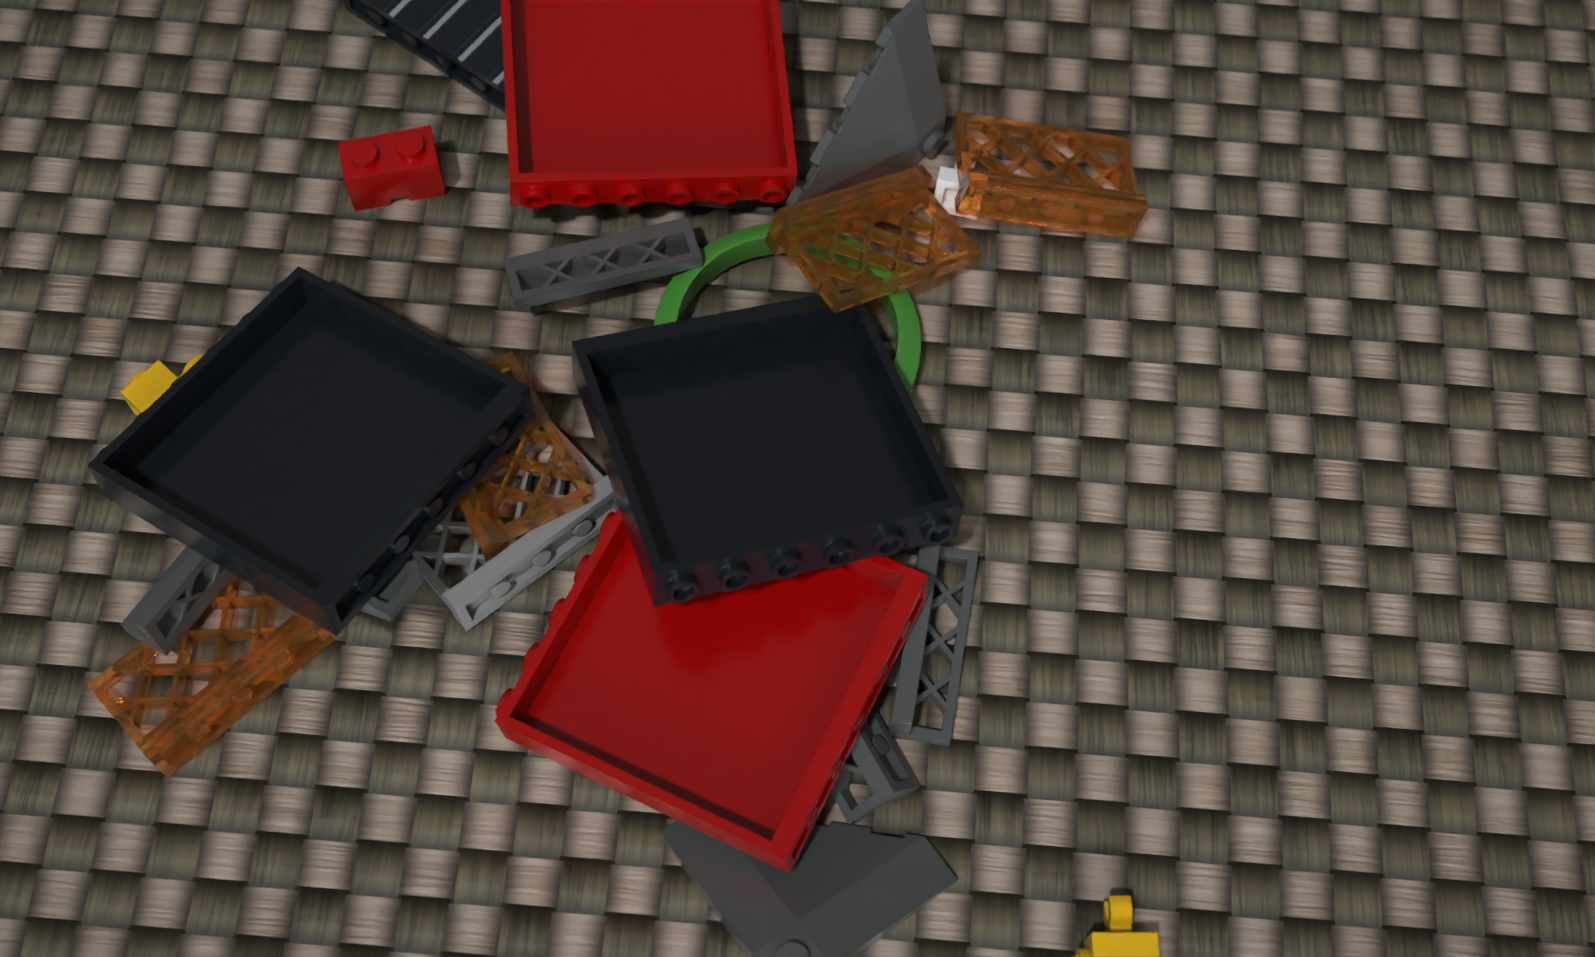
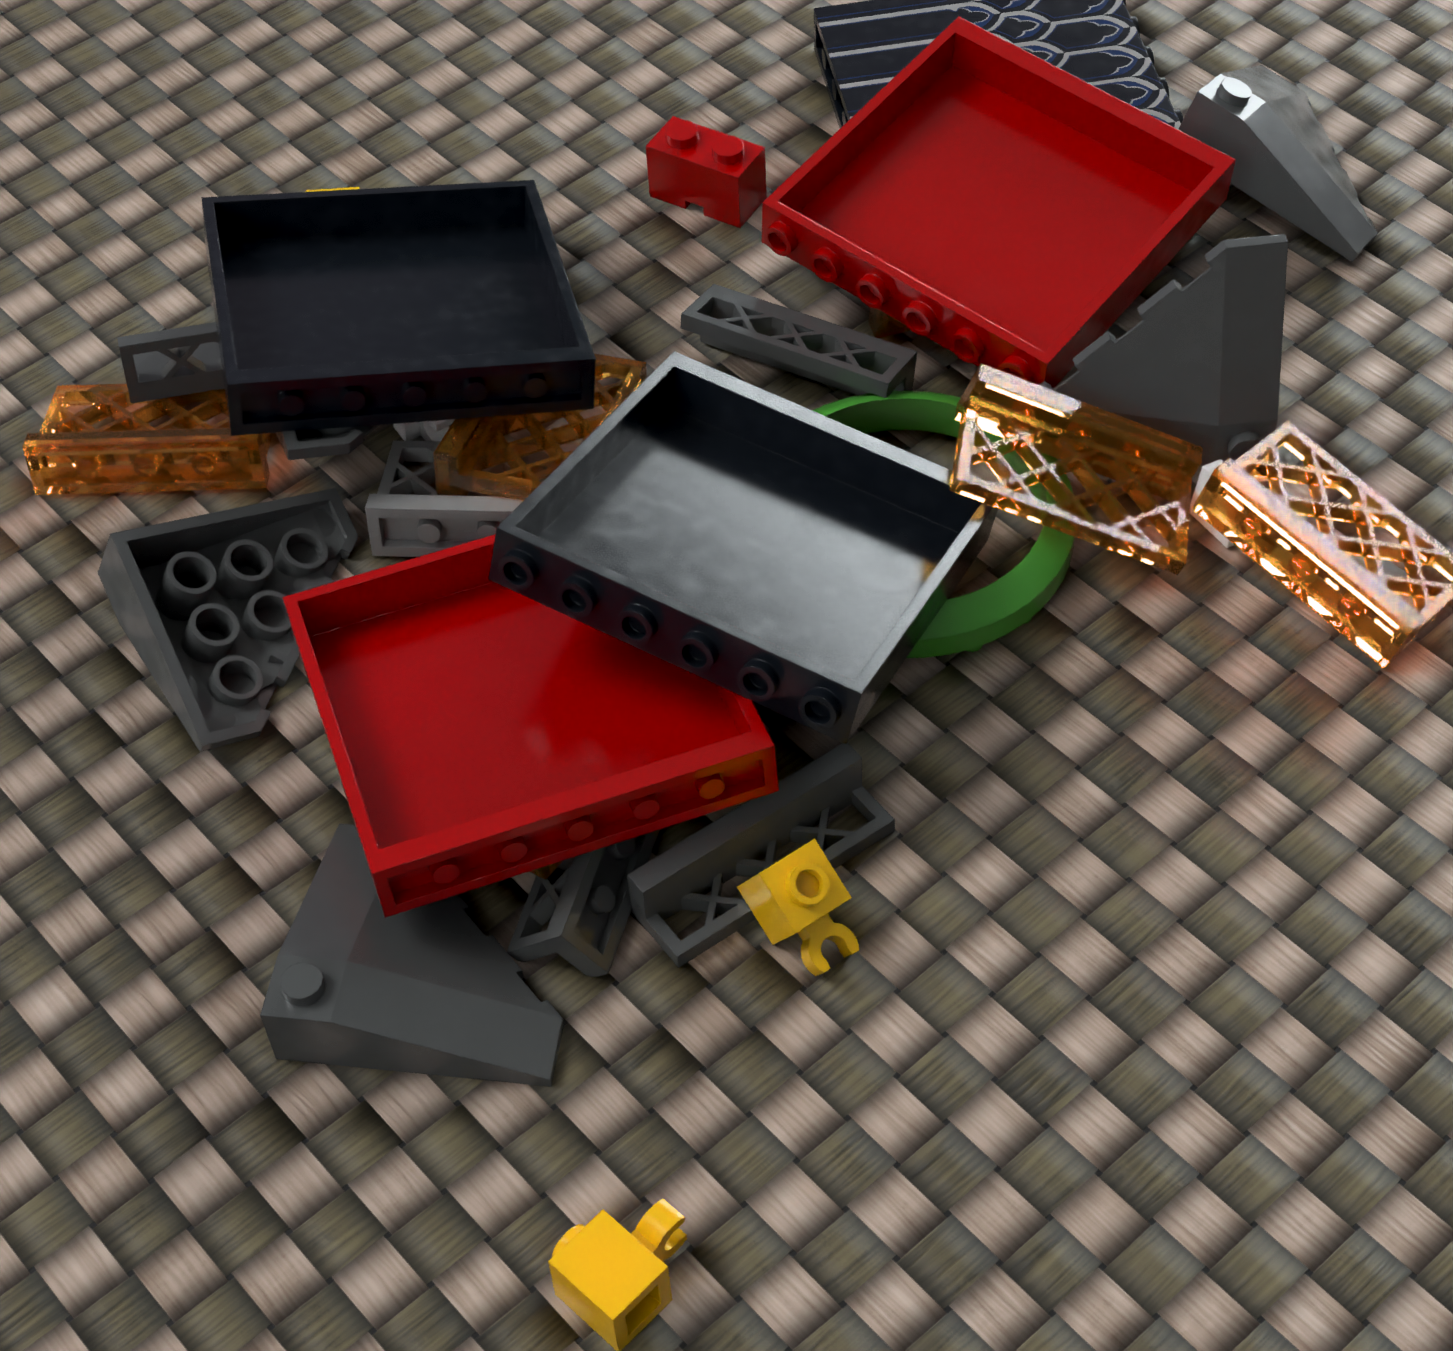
camera: 50 degrees right, 15 degrees down
(418, 754) = (210, 606): none -> dark grey slope
(990, 651) = (796, 898): none -> yellow brick

